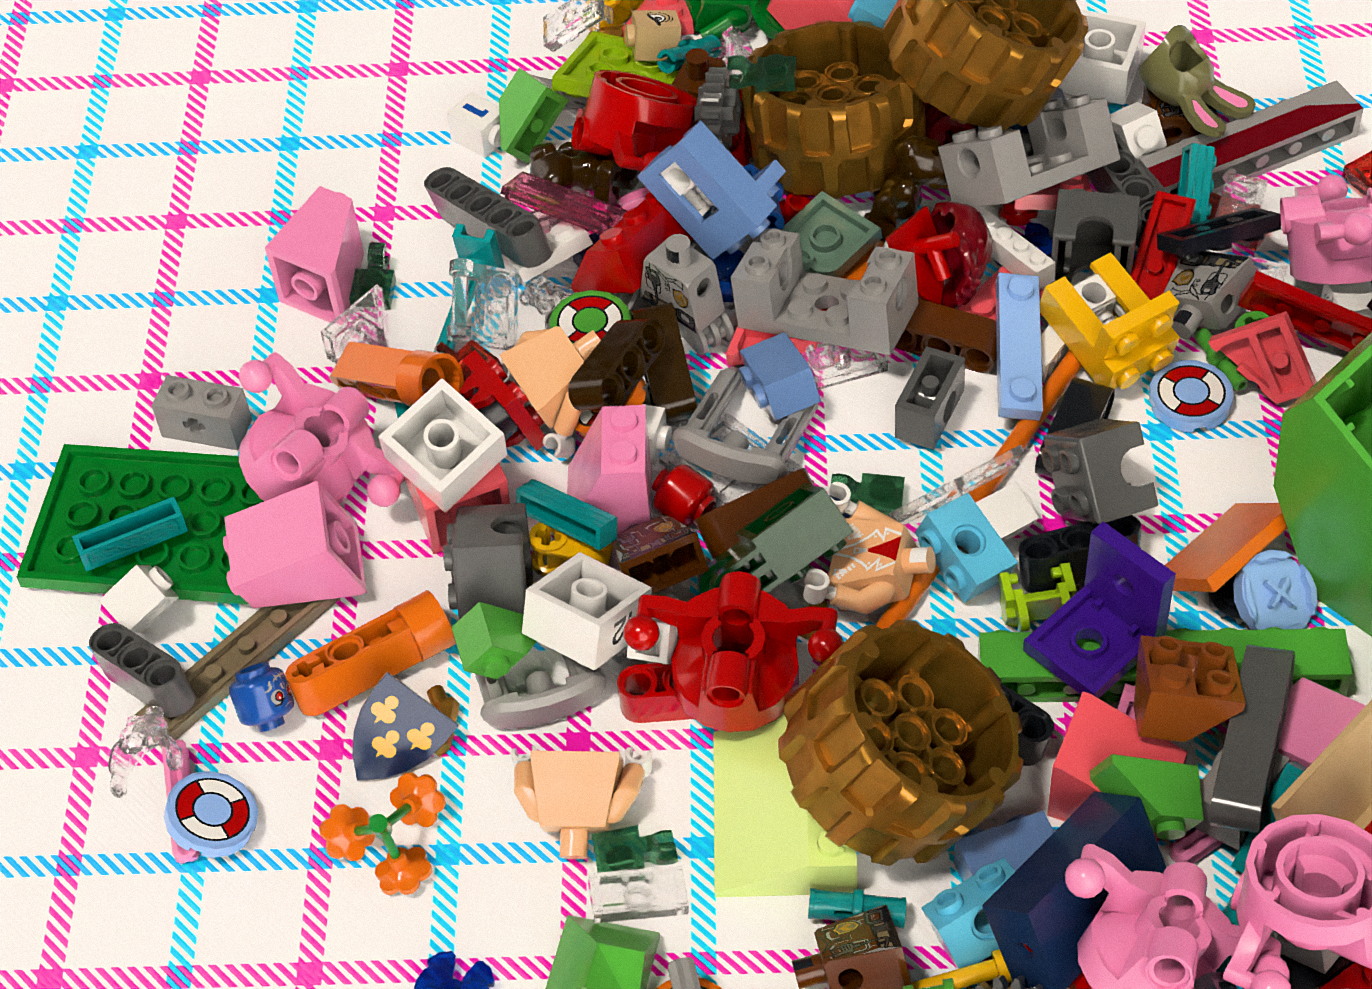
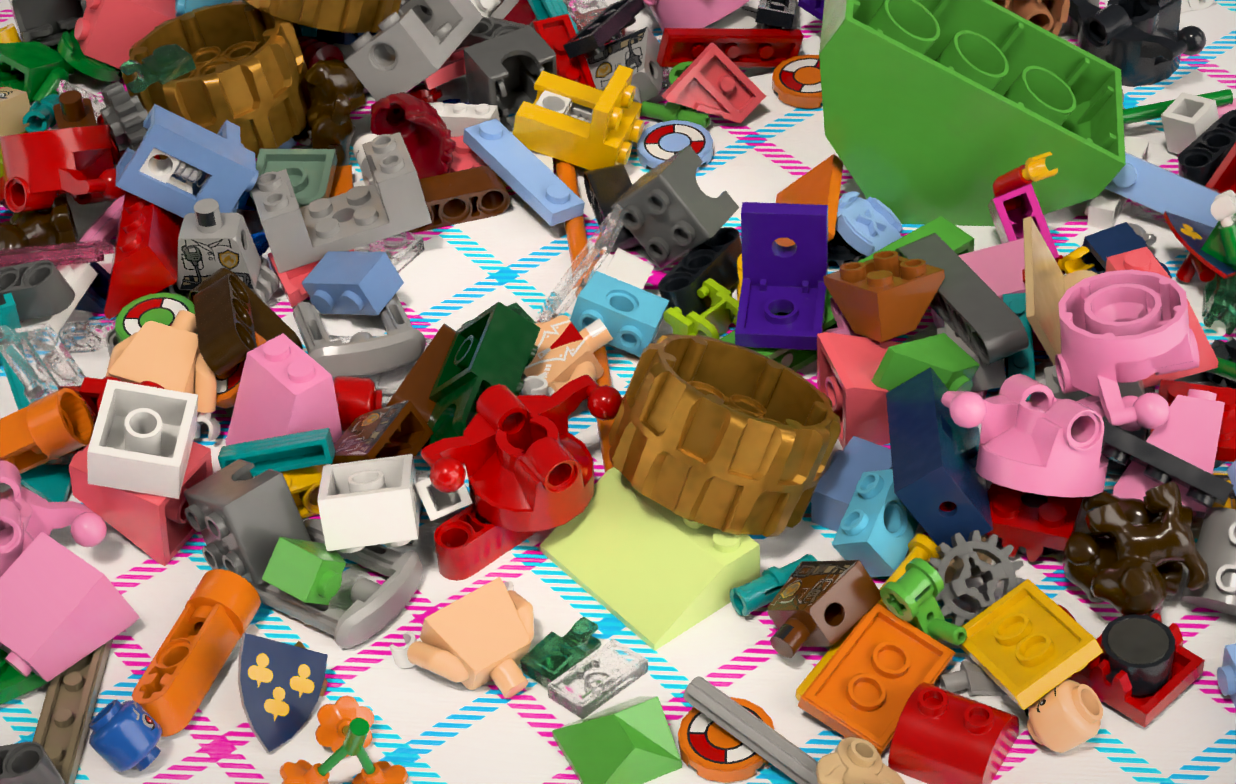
camera: 40 degrees left, 10 degrees down
(920, 237) = (376, 127): red shield -> none
(929, 397) = (488, 238): dark grey brick -> none

